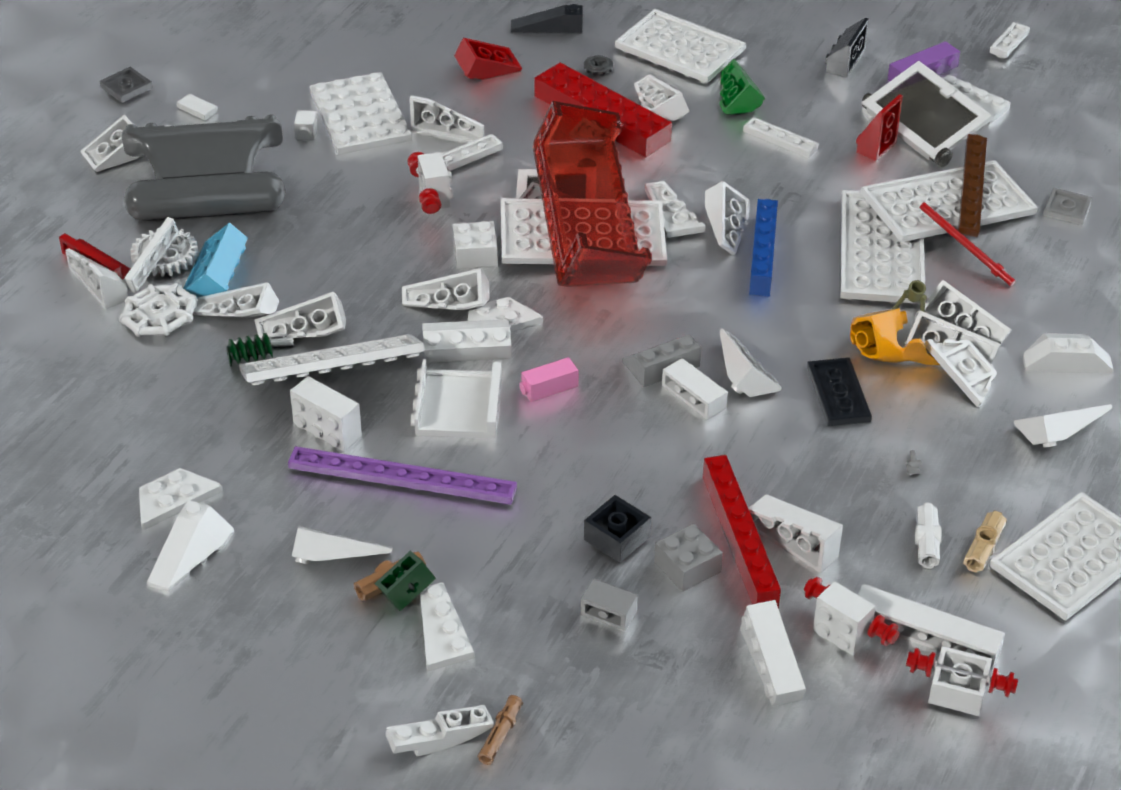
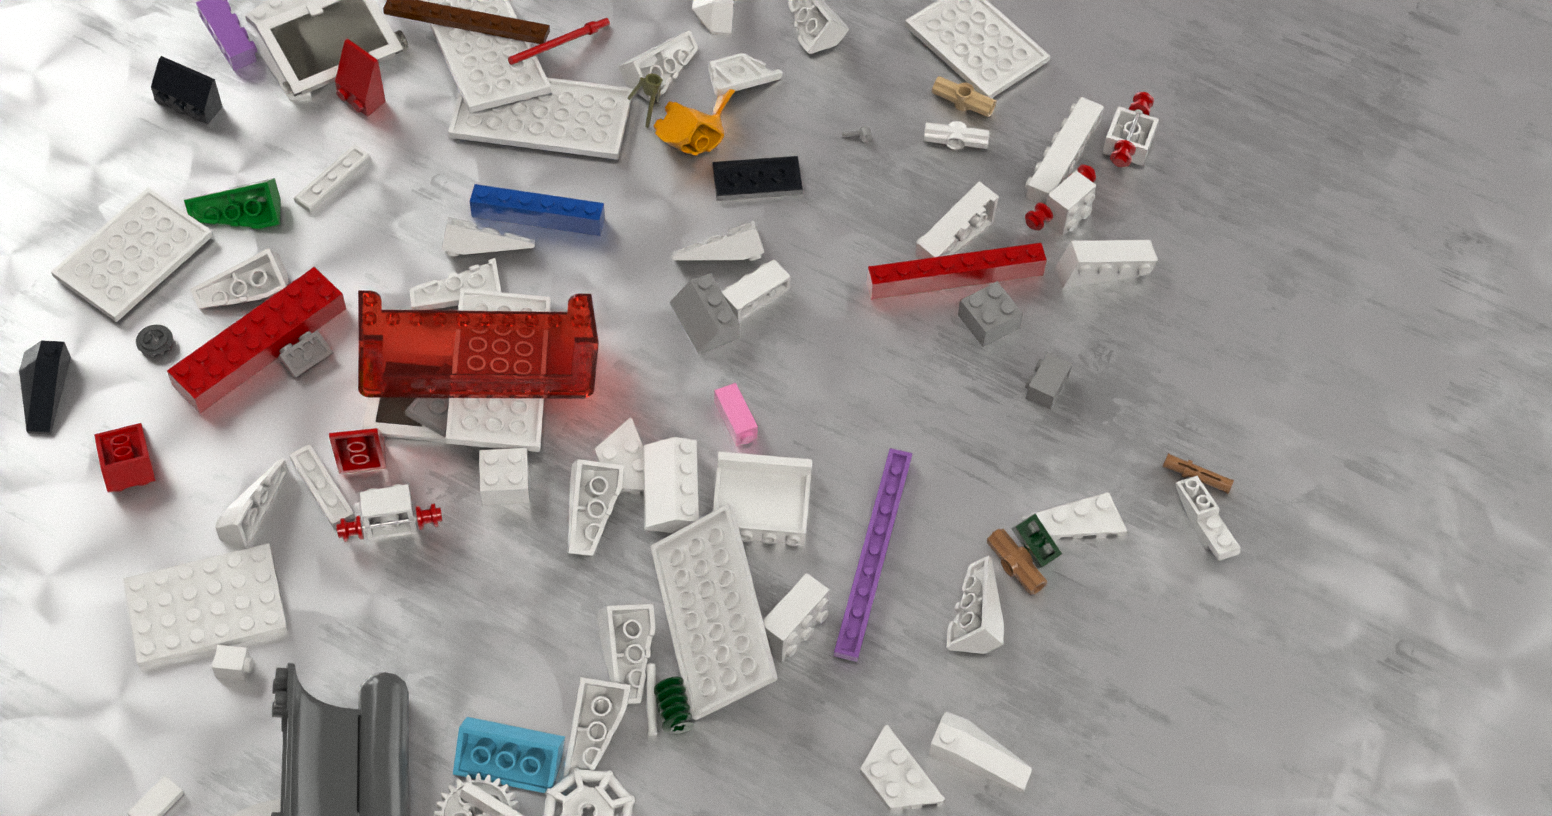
camera: 90 degrees left, 15 degrees up
(495, 164) = (358, 450): none -> red slope
(617, 528) = (958, 364): black brick -> none
(931, 327) = (693, 84): white wedge -> none

